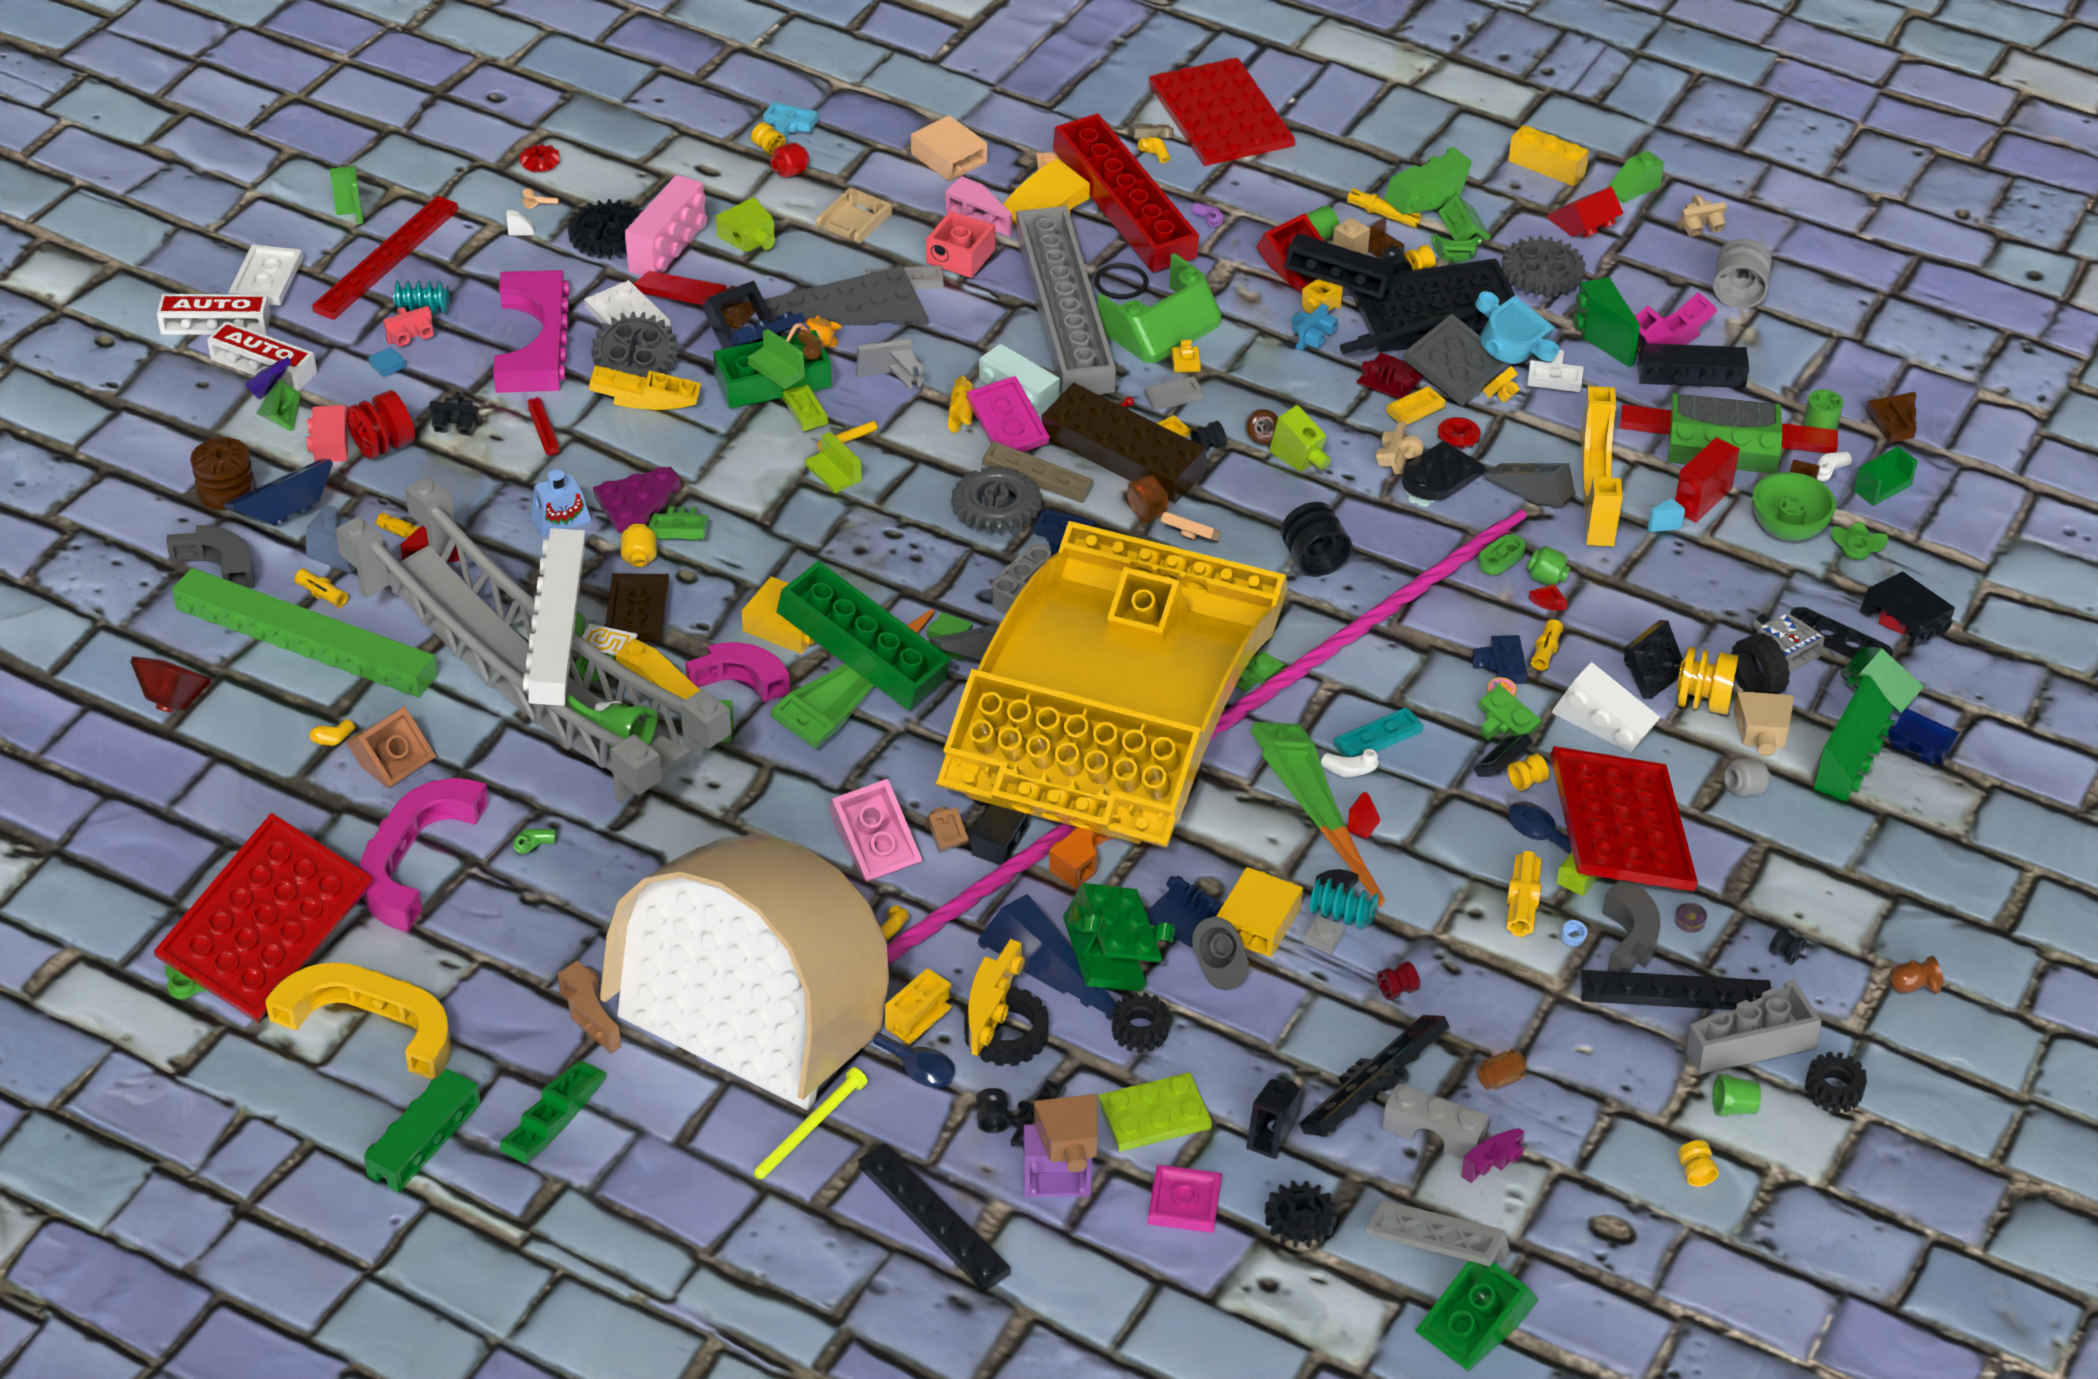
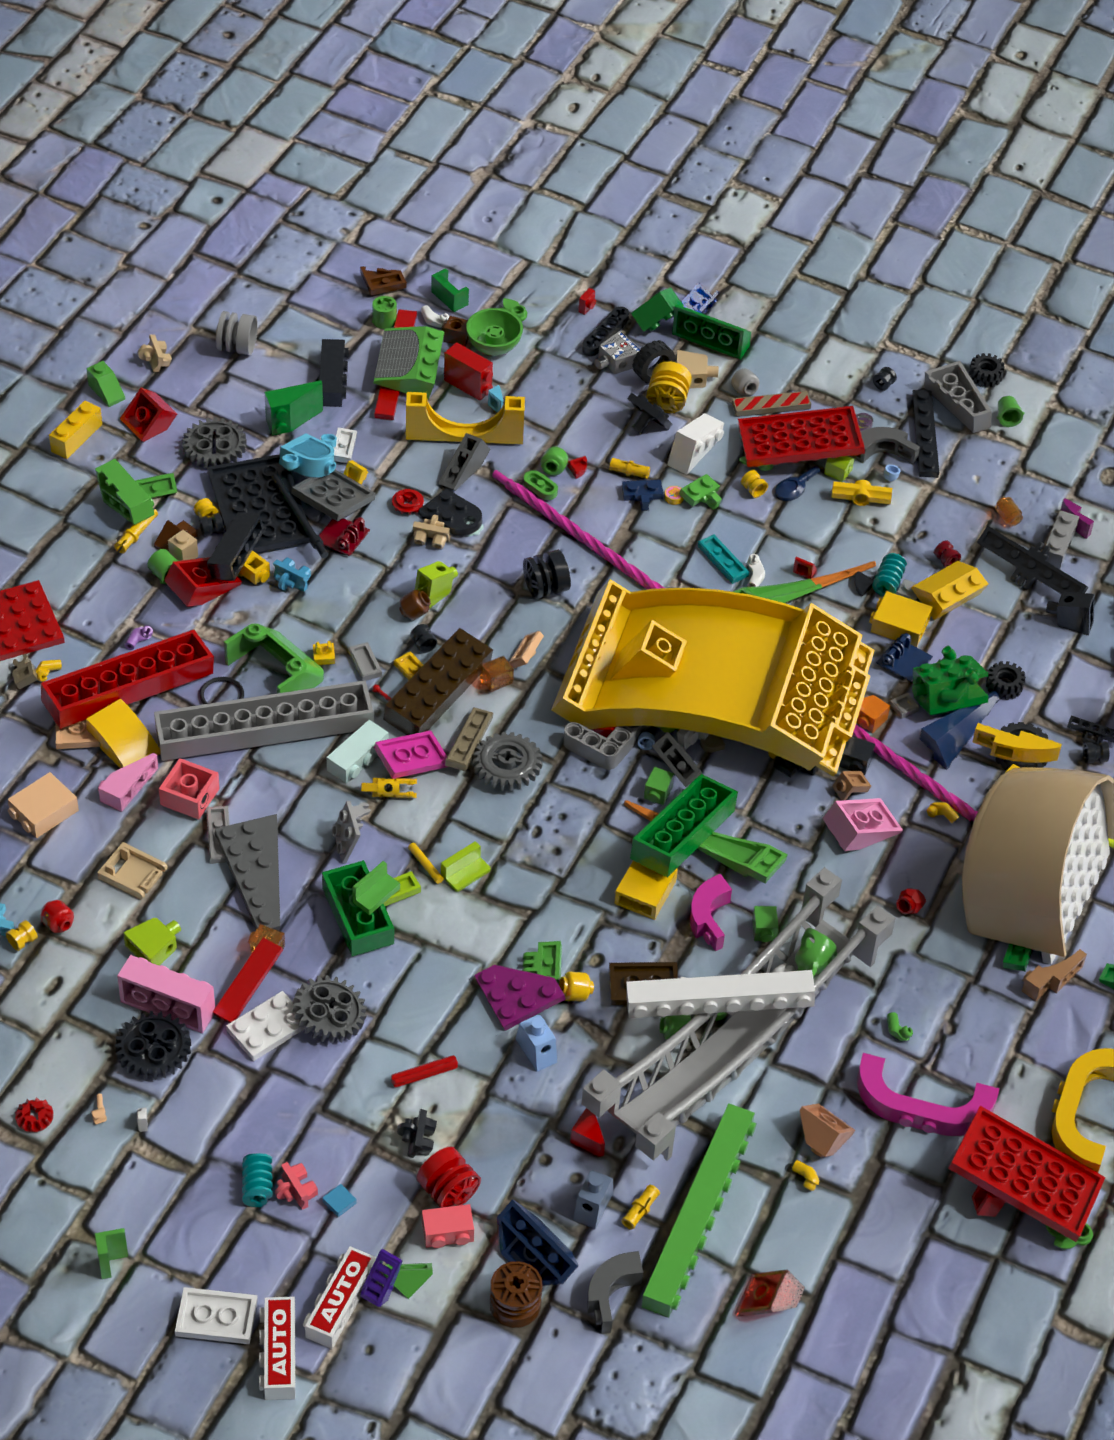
camera: 95 degrees left, 5 degrees up
(385, 258) = (183, 1223): red tile -> none
(395, 525) = (561, 1159): yellow axle -> none
(539, 364) = (255, 1083): dark pink arch -> none
(652, 393) = (380, 997): yellow slope -> none
(656, 668) = (724, 959): yellow slope -> none
(732, 298) = (283, 921): black window -> none
(748, 335) = (322, 903): dark blue hinge -> none
(813, 344) = (350, 867): clear orange arm -> none
(825, 329) = (306, 881): light orange animal -> none
(1053, 526) = (535, 723): dark blue hinge -> none
(1154, 1111) = (1073, 676): lime plate -> none
(1220, 953) = (943, 634): dark grey piece -> none
(1319, 968) = (950, 588): none -> yellow slope
(1415, 405) = (380, 522): yellow plate -> none
(1443, 246) = (190, 495): bright green helmet -> none
(1503, 755) = (740, 495): black tile -> none
(1678, 327) = (286, 371): dark pink arch -> none
(1699, 1166) = (1062, 431): yellow wheel -> none
(1713, 812) = (771, 403): none -> dark tan tile
(1911, 605) = (580, 291): black panel -> none
(1914, 975) = (900, 328): dark orange animal -> none

